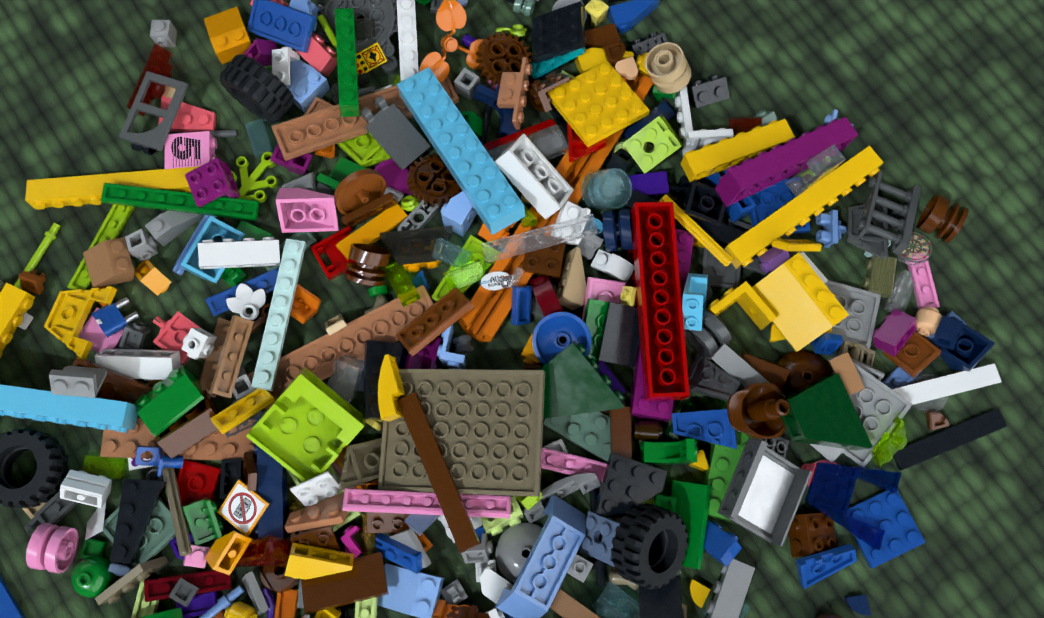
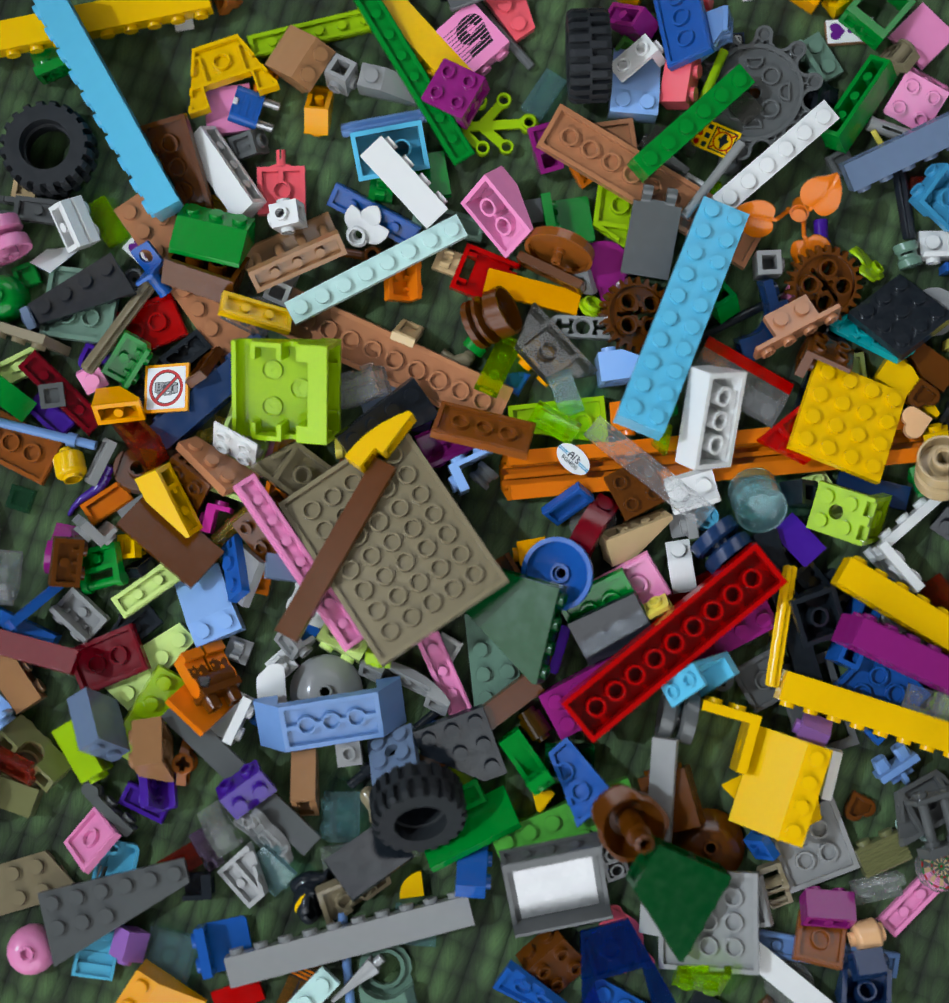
camera: 55 degrees right, 10 degrees up
(77, 381) = (163, 137): light grey bracket -> none
(305, 182) = (528, 184): light grey tile -> none
(311, 269) = (447, 262): none -> tan tile
(391, 77) = (712, 179): none -> light grey bar
(511, 280) = (583, 475): clear arm -> none
(710, 380) = (632, 752): dark grey wing -> none
(796, 245) = (845, 743): yellow tile -> none
(840, 269) = (858, 806): none -> reddish brown tile
(844, 366) = (740, 887): medium nougat tile -> none

